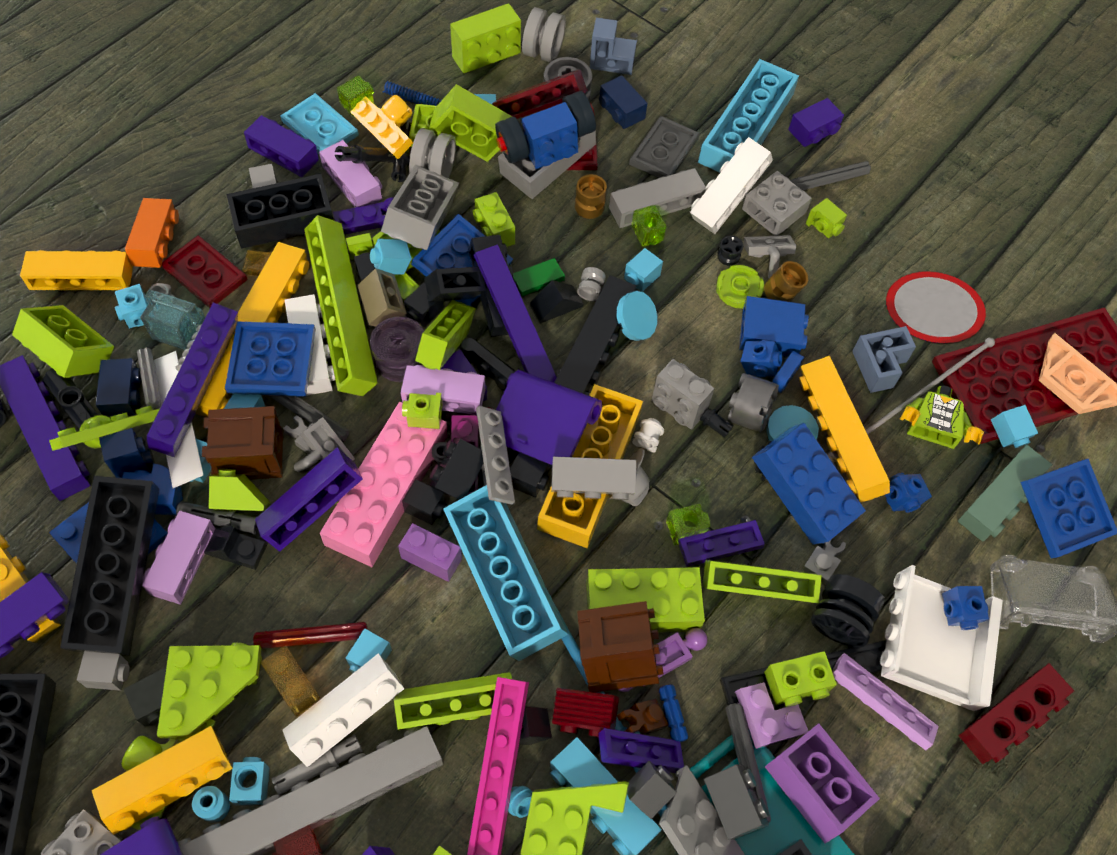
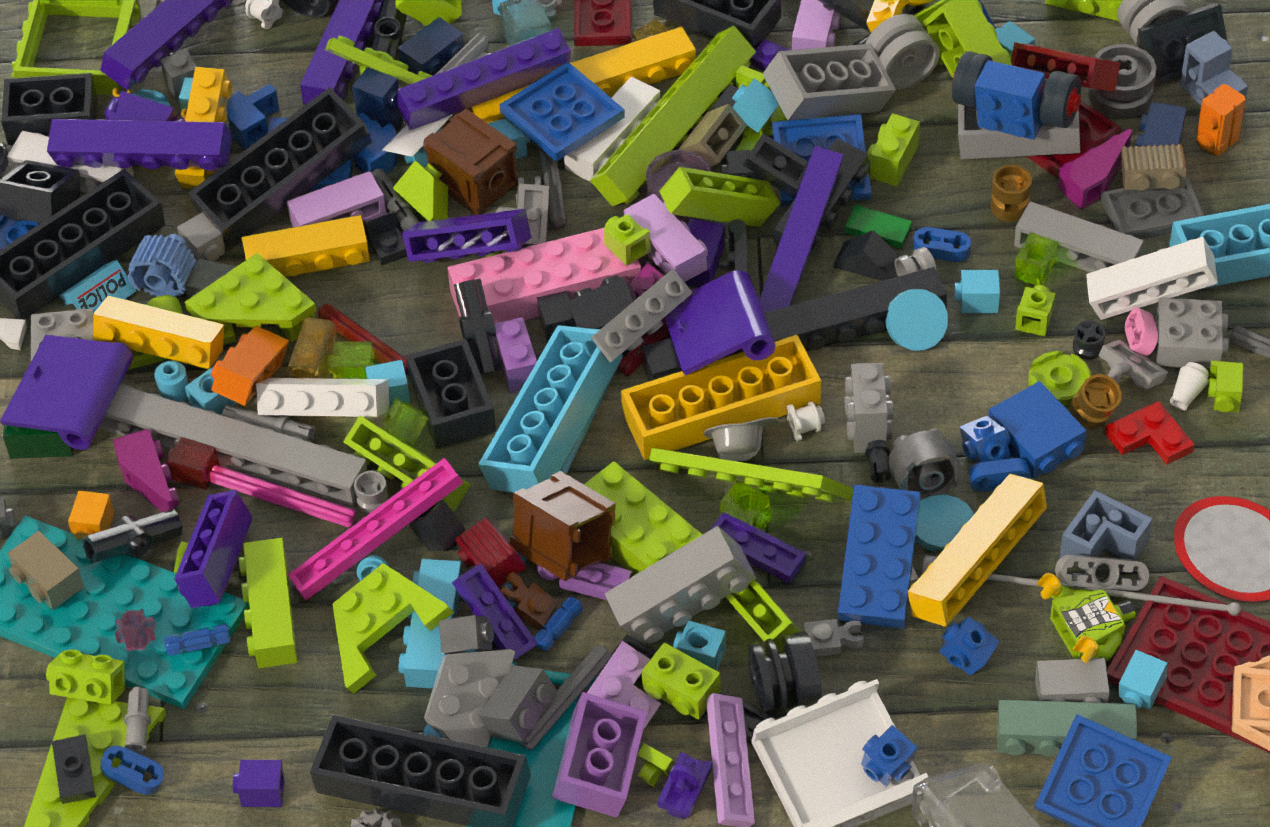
camera: 55 degrees right, 10 degrees down
(29, 544) = (249, 114): none -> blue brick
(61, 784) = (94, 289): none -> medium azure panel
(100, 721) = (161, 265): none -> medium blue brick
(193, 605) = (311, 246): none -> yellow brick
(261, 738) = (250, 362): none -> orange brick
(325, 661) = (350, 360): none -> clear neon green brick
(387, 808) = (283, 496): none -> dark pink axle
(391, 557) = (477, 325): none -> black piece
(419, 671) = (404, 421): none -> clear neon green brick
(423, 620) = (451, 393): none -> black brick
(451, 738) = (370, 491): none -> light grey wheel
(575, 34) = (1169, 37): none -> black plate
(585, 258) = (943, 243): none -> blue beam
(593, 477) = (693, 391): light grey brick -> none
(617, 149) = (1094, 171): none -> magenta slope
(646, 123) = (1153, 167): none -> dark tan brick
(647, 68) = (1220, 119): none -> orange brick
(676, 496) = (765, 478): none -> lime wing
(683, 256) = (1035, 303): none -> lime brick
(741, 619) = (680, 586): none -> light grey brick
(751, 227) = (1141, 331): none -> bright pink beam
(779, 632) = (709, 638): none -> medium azure brick
(808, 233) = (1189, 384): none -> white cone
(823, 273) = (1150, 426): none -> red plate
(850, 747) = (654, 766): none -> lime tile
(882, 746) = (684, 786): none -> dark purple hips
(912, 382) = (1113, 580): none -> light grey beam
(976, 464) = (1072, 681): none -> light grey brick

